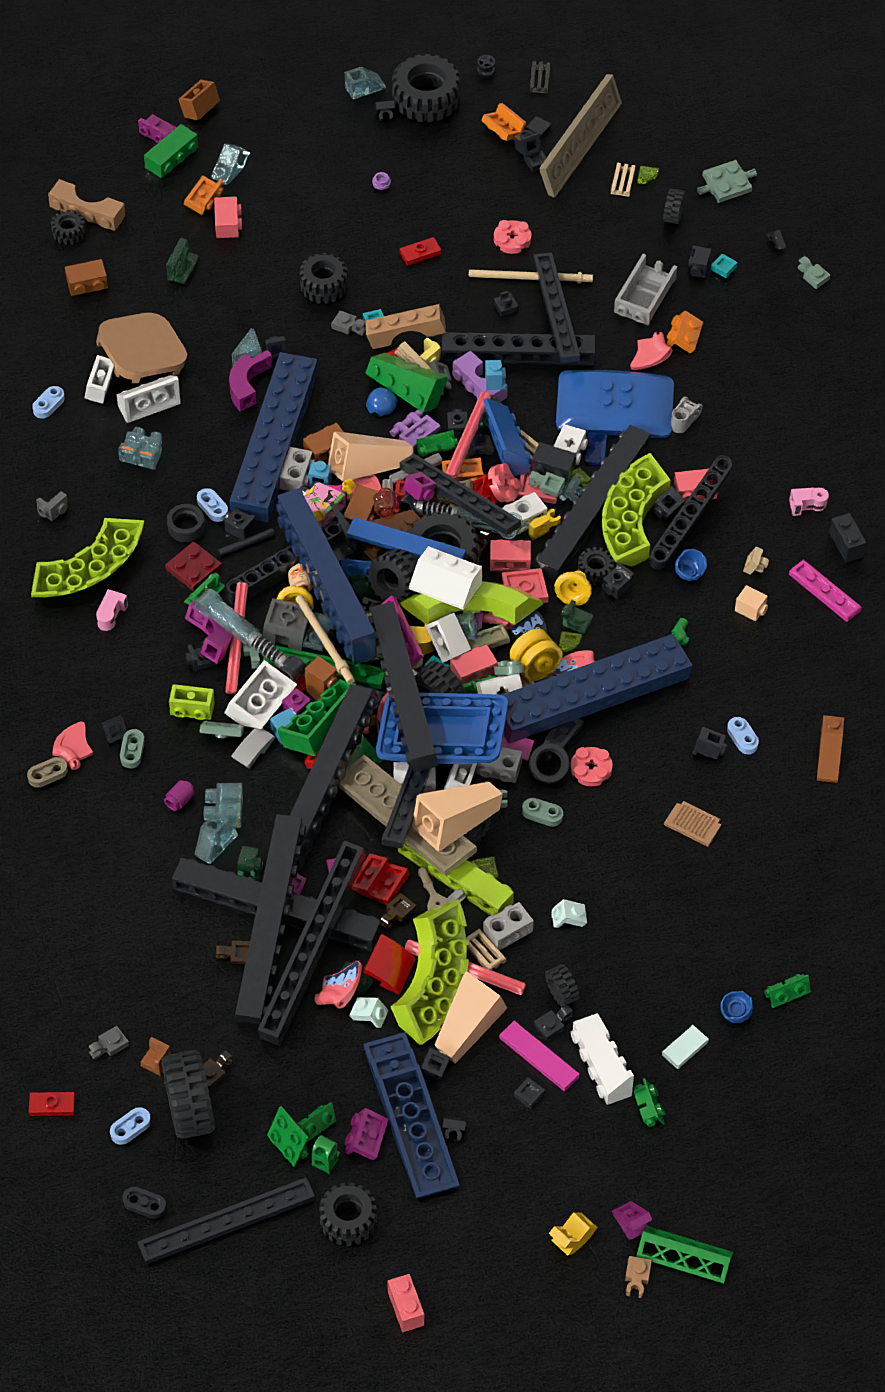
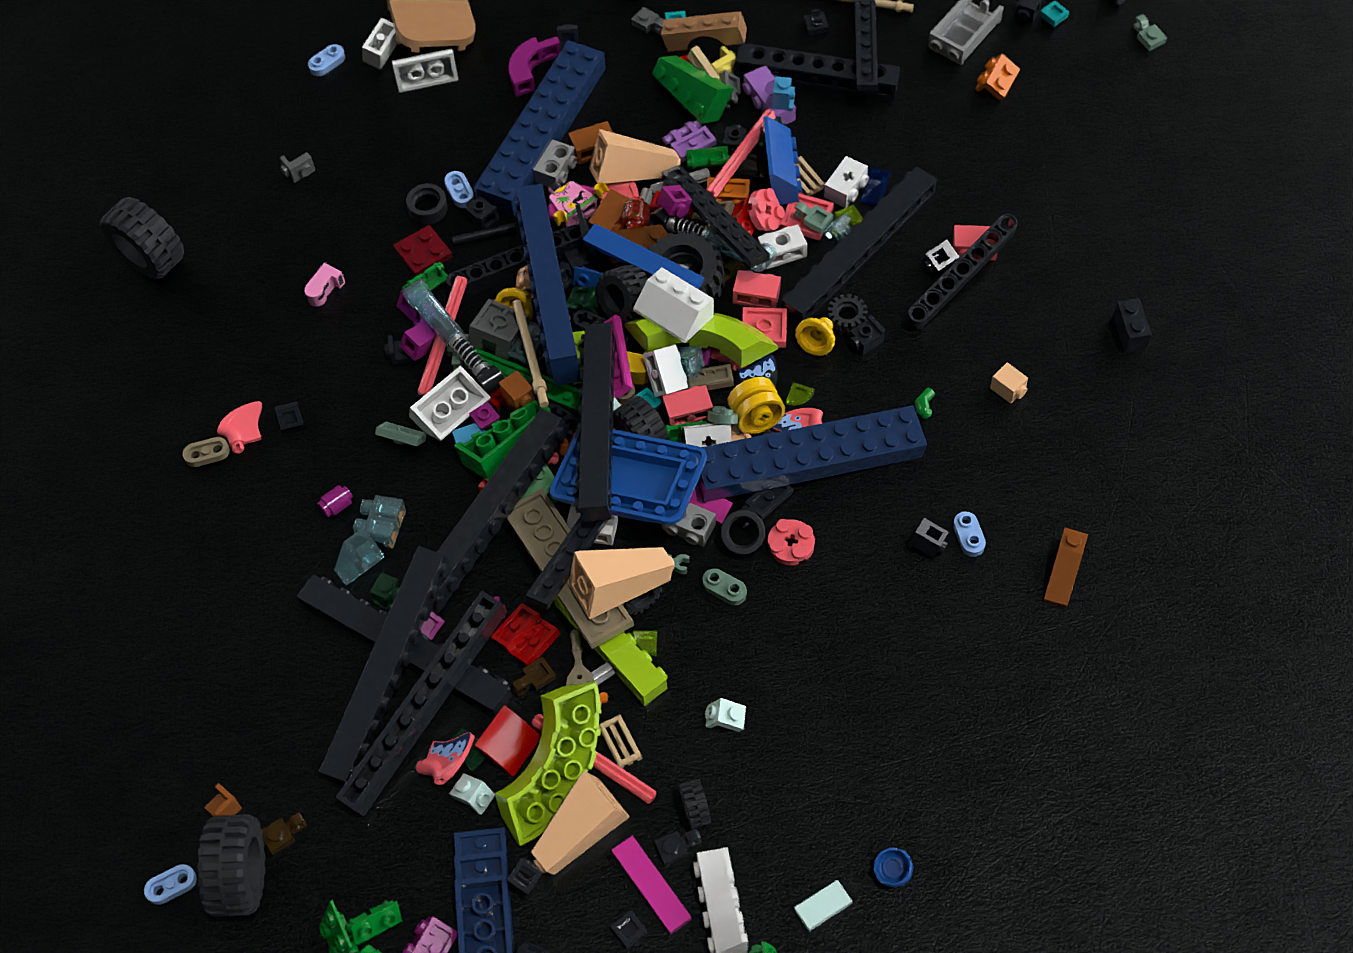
camera: 15 degrees right, 5 degrees up
(52, 1104) = (95, 839): red plate -> none
(92, 564) = (313, 234): lime brick -> none
(109, 1042) = (181, 777): dark grey plate -> none
(132, 750) = (299, 441): sand green plate -> none
(141, 448) = (403, 121): clear light blue hips -> none
(191, 702) = (375, 399): lime brick -> none
(237, 952) = (342, 694): dark brown plate -> none
(248, 345) = (540, 30): clear light blue slope -> none
(252, 746) = (426, 459): light grey slope -> none
(319, 470) = (577, 169): dark azure brick -> none
(381, 401) = (662, 106): blue hair -> none
(460, 775) = (637, 535): white brick -> none
(510, 929) = (655, 723): light grey brick -> none
(541, 525) = (798, 261): yellow plate -> none
(553, 460) = (825, 193): black brick -> none
(576, 618) = (812, 369): clear green bracket -> none
(614, 400) = (906, 137): blue wedge -> none
(628, 505) = (894, 257): lime brick -> none
(651, 352) = (957, 93): coral arm -> none
(684, 415) = (979, 164): light grey piece -> none
(691, 564) = (950, 329): blue hair -> none
(693, 823) = (892, 628): medium nougat window -> none
(755, 561) = (1023, 336): tan tile -> none
(792, 989) = (969, 854): green hinge -> none
(808, 499) = (1096, 275): bright pink leg -> none
(825, 590) = (1095, 381): dark pink tile -> none

